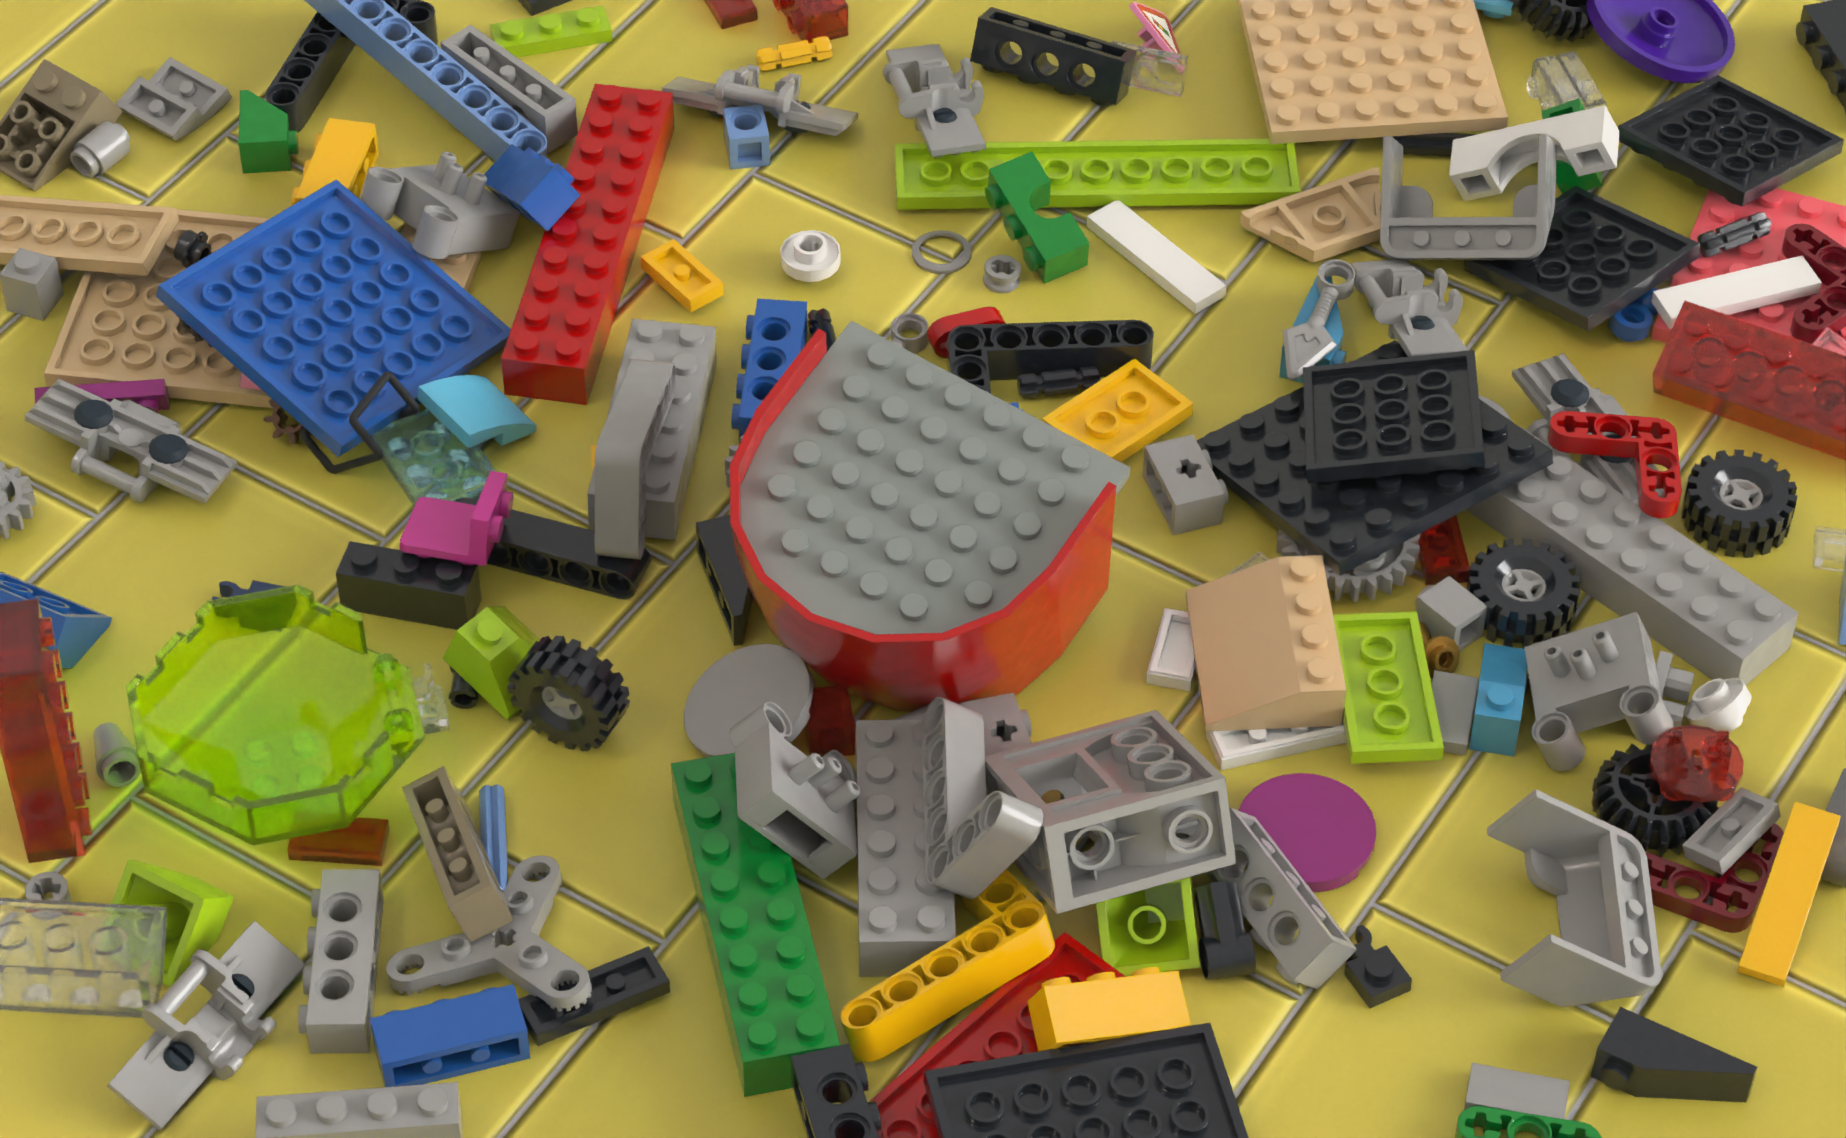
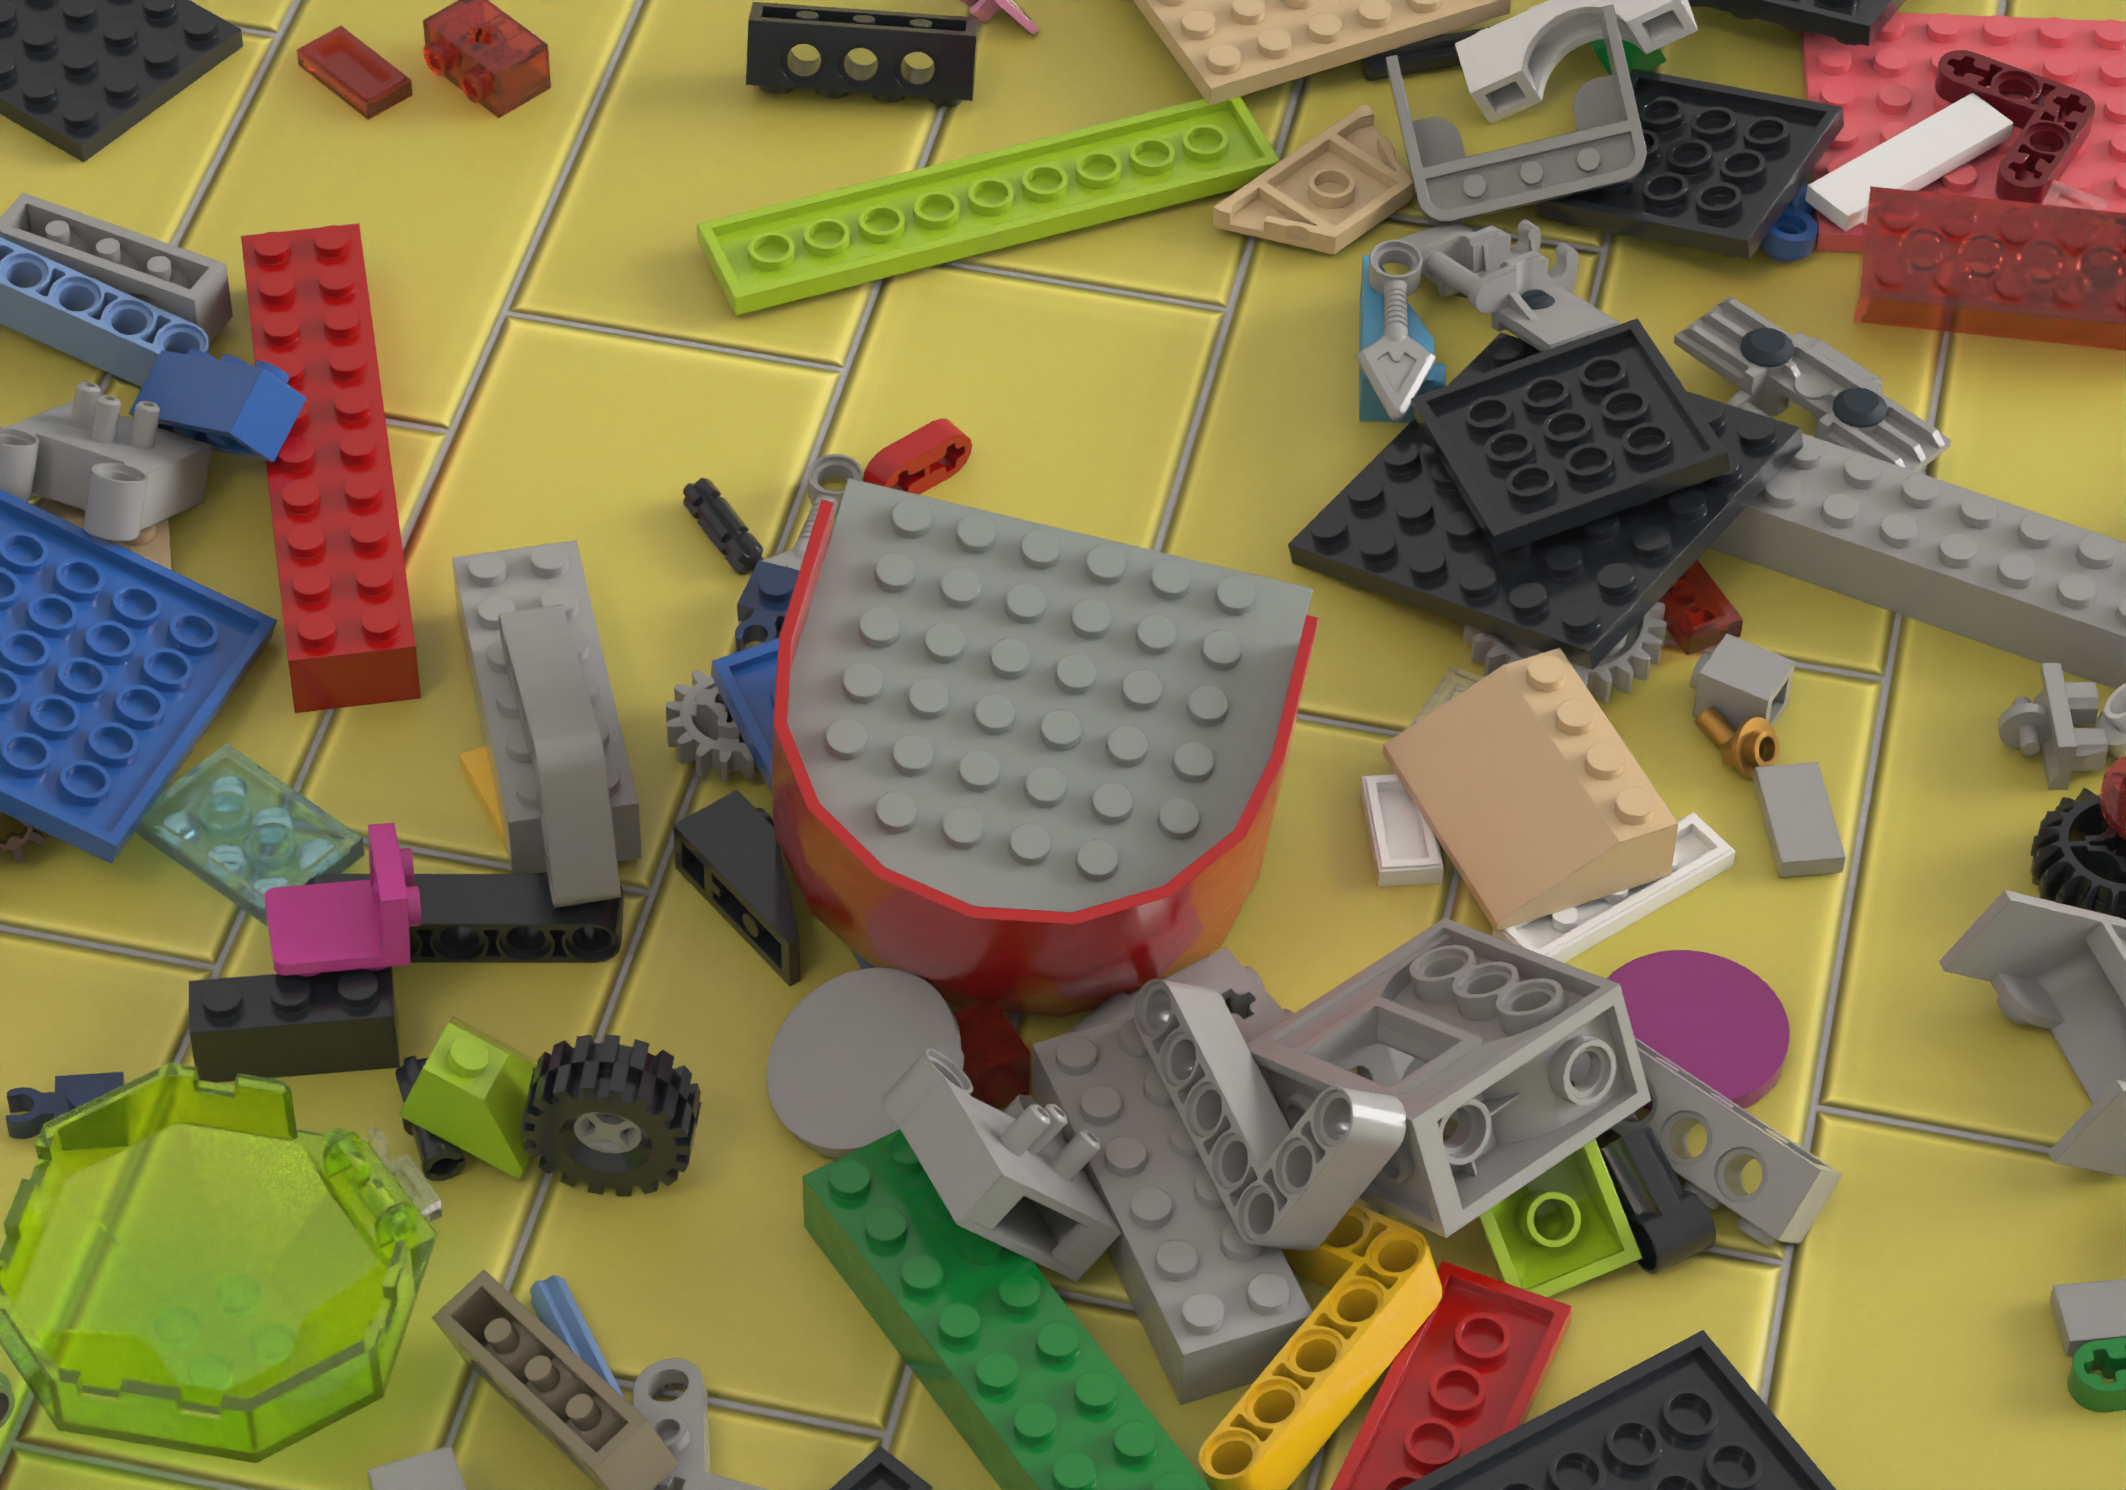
camera: 20 degrees left, 0 degrees up
(353, 420) = (171, 842): black piece -> none
(358, 843) = (383, 1425): clear red tile -> none
(475, 410) = (275, 746): medium azure slope -> none
(553, 31) = (133, 175): lime plate -> none
(682, 275) = (479, 480): yellow plate -> none
(742, 88) = (447, 204): light grey piece -> none
(746, 136) = (481, 262): medium blue brick -> none
(776, 337) = (671, 578): blue brick -> none
(794, 53) = (490, 130): yellow axle -> none
(810, 256) = (651, 408): white plate -> none
(937, 98) = (730, 146): light grey piece -> none
(941, 268) = (822, 384): light grey piece -> none
(996, 273) = (923, 370): light grey bush -> none
(1012, 349) = (1053, 454): black beam -> none
(1048, 244) = (976, 313): green arch -> none
(1057, 382) = (1076, 498): black axle -> none
(1106, 1007) = (1559, 1351): yellow brick -> none
(1122, 411) = (1188, 508): yellow plate -> none
(1156, 256) = (1121, 295): white tile -> none
(1158, 70) = (1011, 39): clear plate -> none
(1184, 484) = (1339, 599): light grey brick -> none
(1376, 972) = (1868, 1198): black plate -> none
(1388, 689) = (1734, 831): lime plate -> none
(1499, 700) = (1861, 781): dark azure slope -> none
(1525, 592) = (1832, 627): black wheel -> none
(1591, 682) = (1980, 725): light grey piece -> none
(1653, 445) = (1898, 385): red beam -> none
(1734, 234) = (1873, 84): black axle -> none
(1739, 503) = (2039, 441): black wheel -> none

